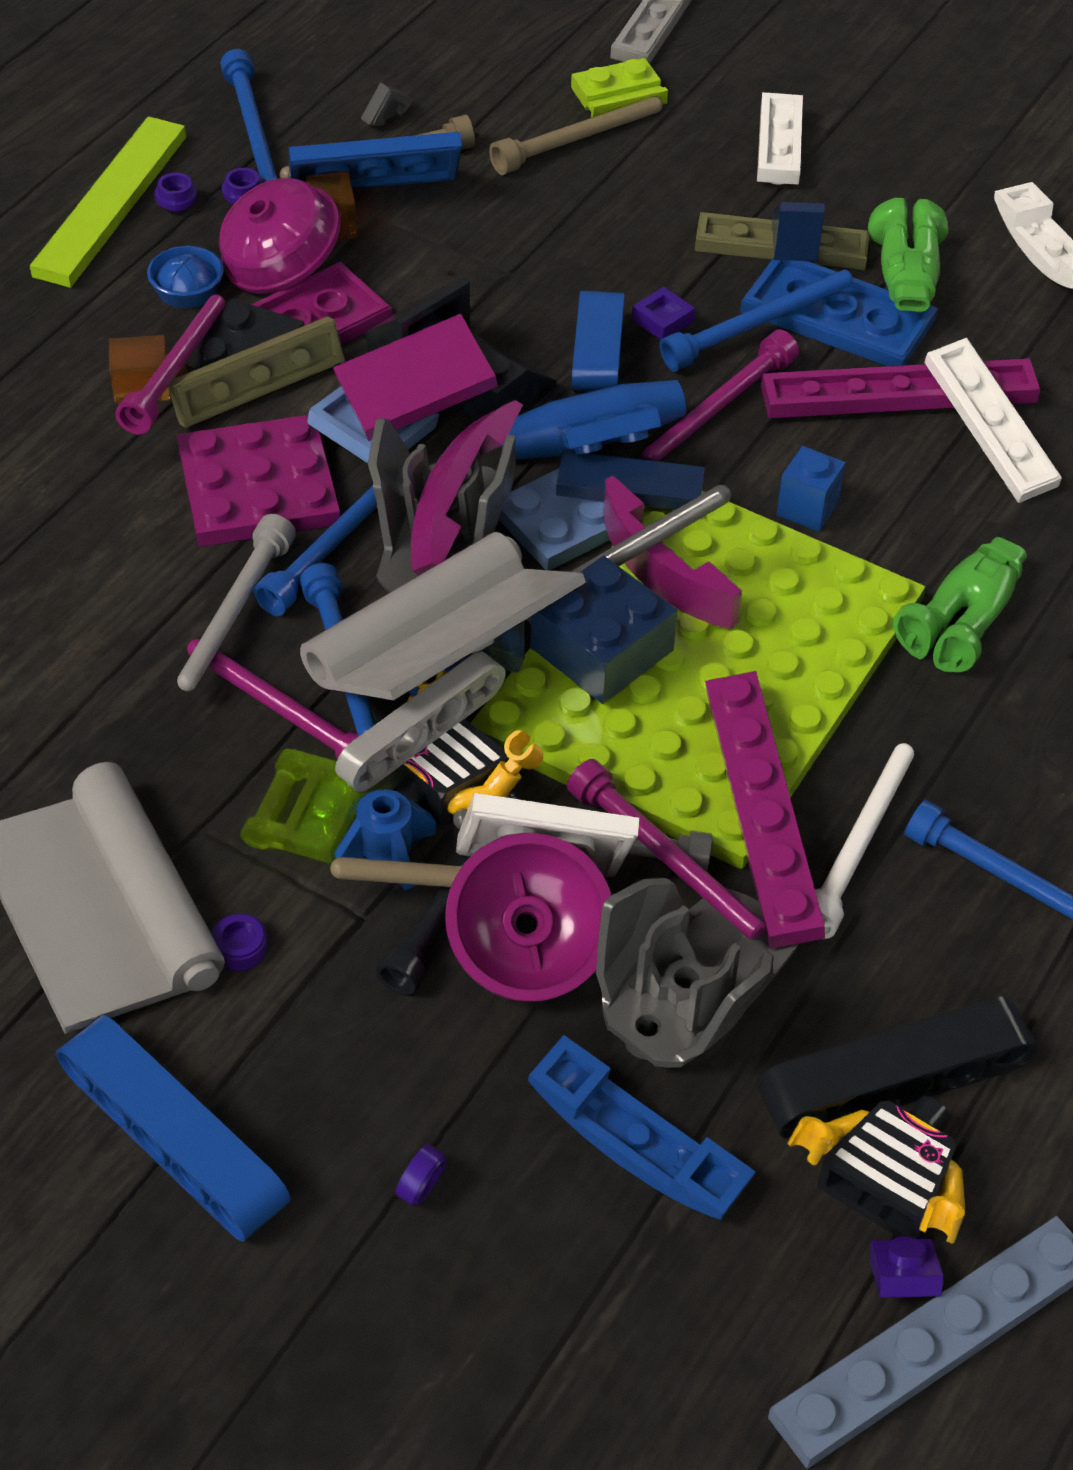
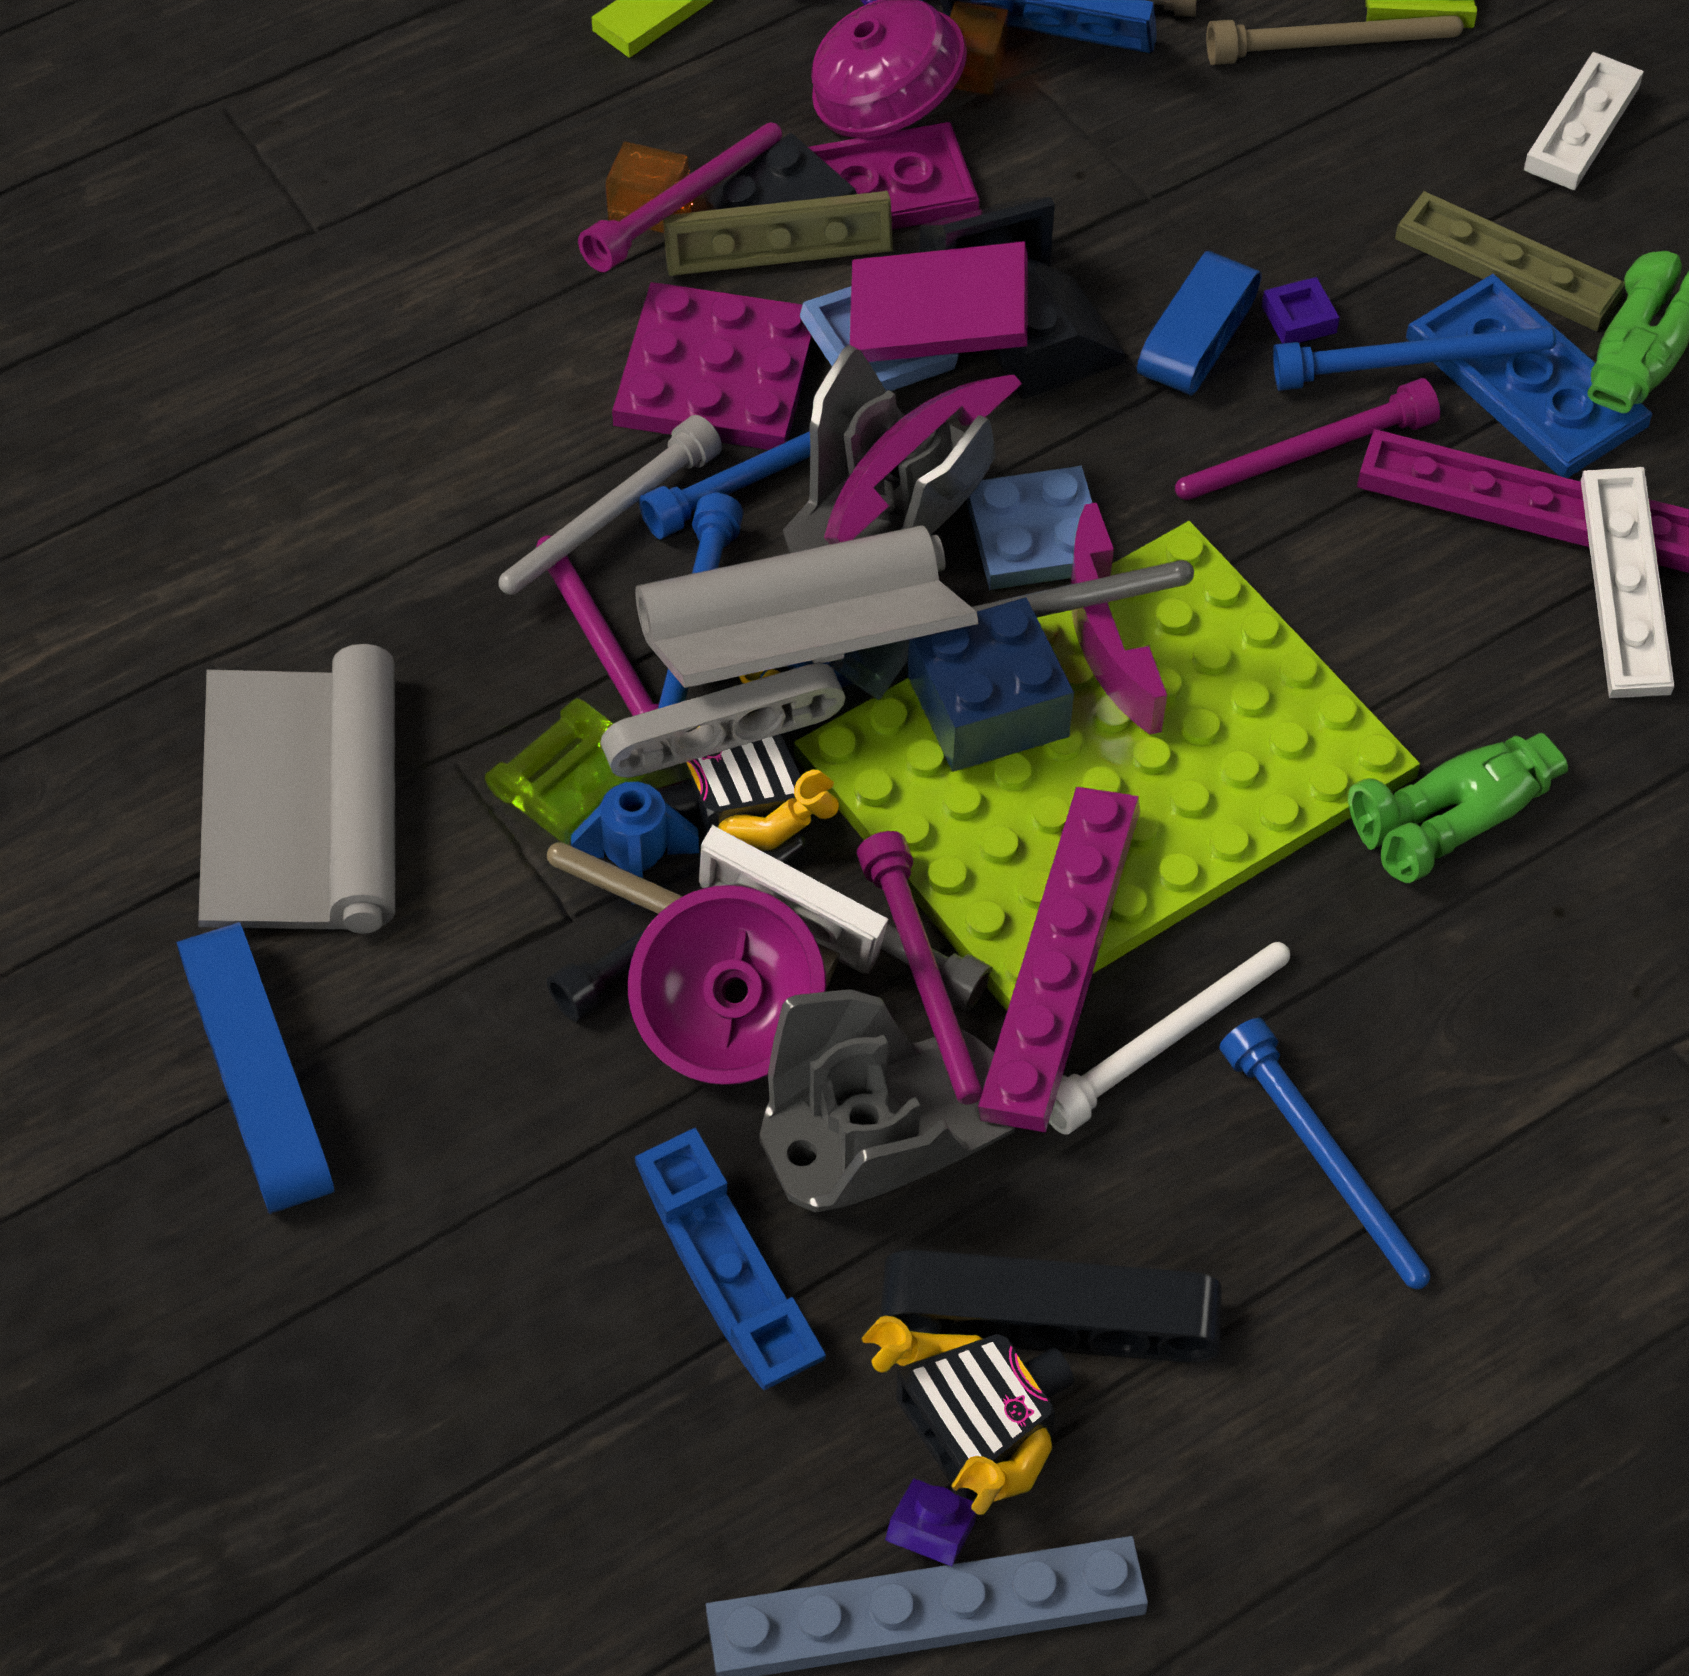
camera: 25 degrees right, 5 degrees up
(185, 275) = (761, 84): blue hat -> none
(241, 941) = (426, 896): dark purple tile -> none
(421, 1175) = (477, 1217): dark purple tile -> none
(597, 419) = (1134, 422): blue plate -> none
(653, 482) = (1131, 512): dark blue tile -> none
(797, 230) = (1519, 258): dark blue slope -> none
(810, 488) = (1347, 594): blue brick -> none

